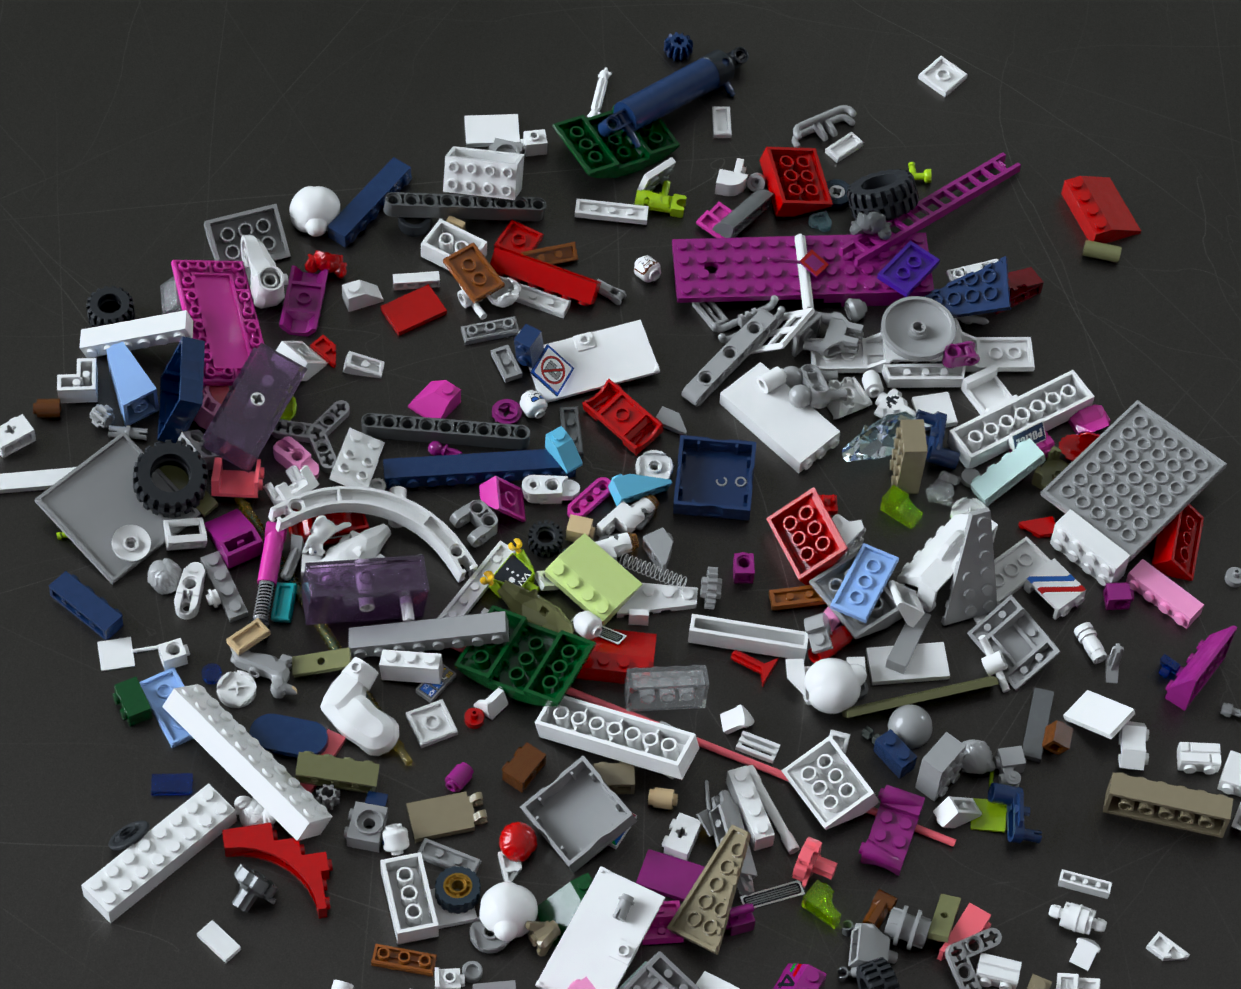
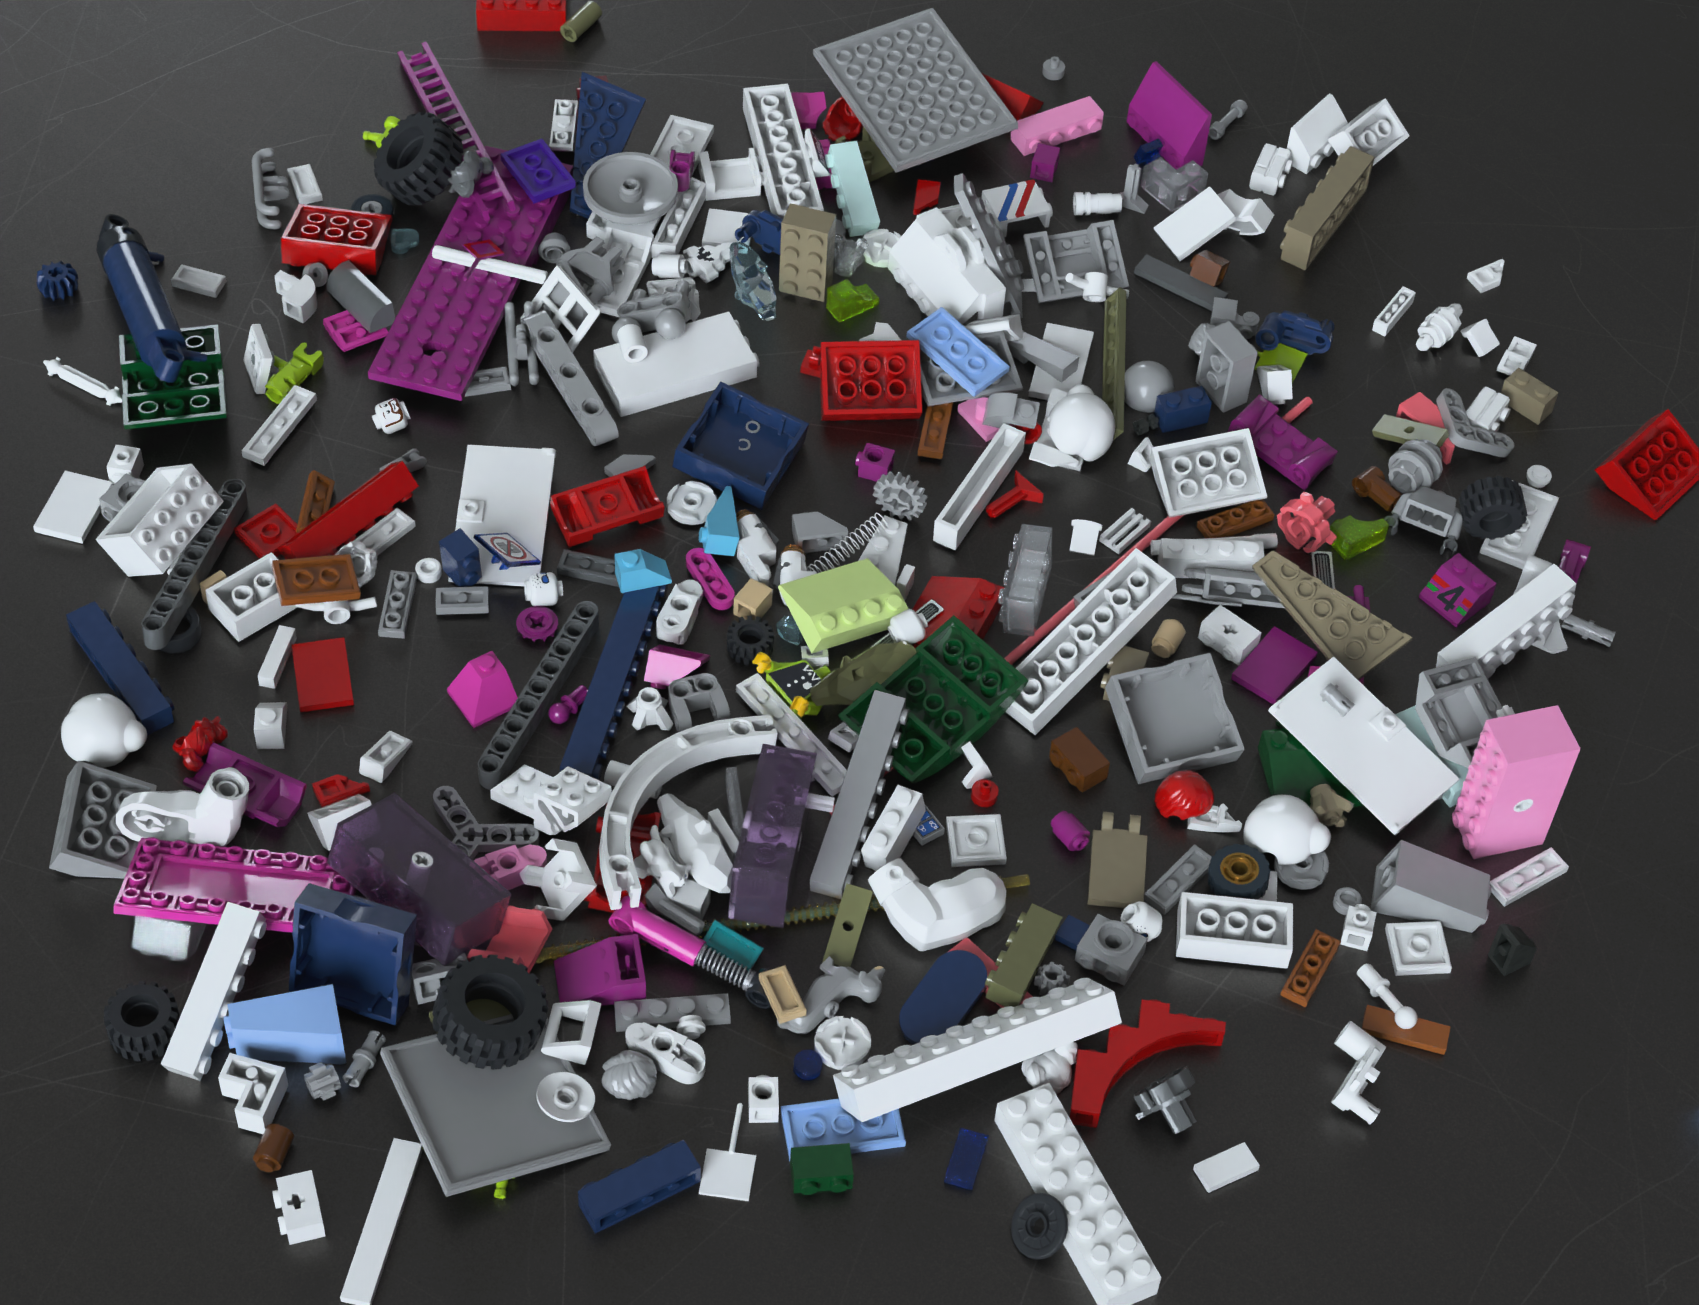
camera: 70 degrees left, 5 degrees down
(457, 496) = (650, 710): none -> white rock
(795, 811) = (1236, 519): none -> dark orange tile
(942, 76) = (251, 67): white tile -> none
(1089, 548) = (983, 156): white brick -> none
(1139, 692) = (1171, 185): none -> clear brick

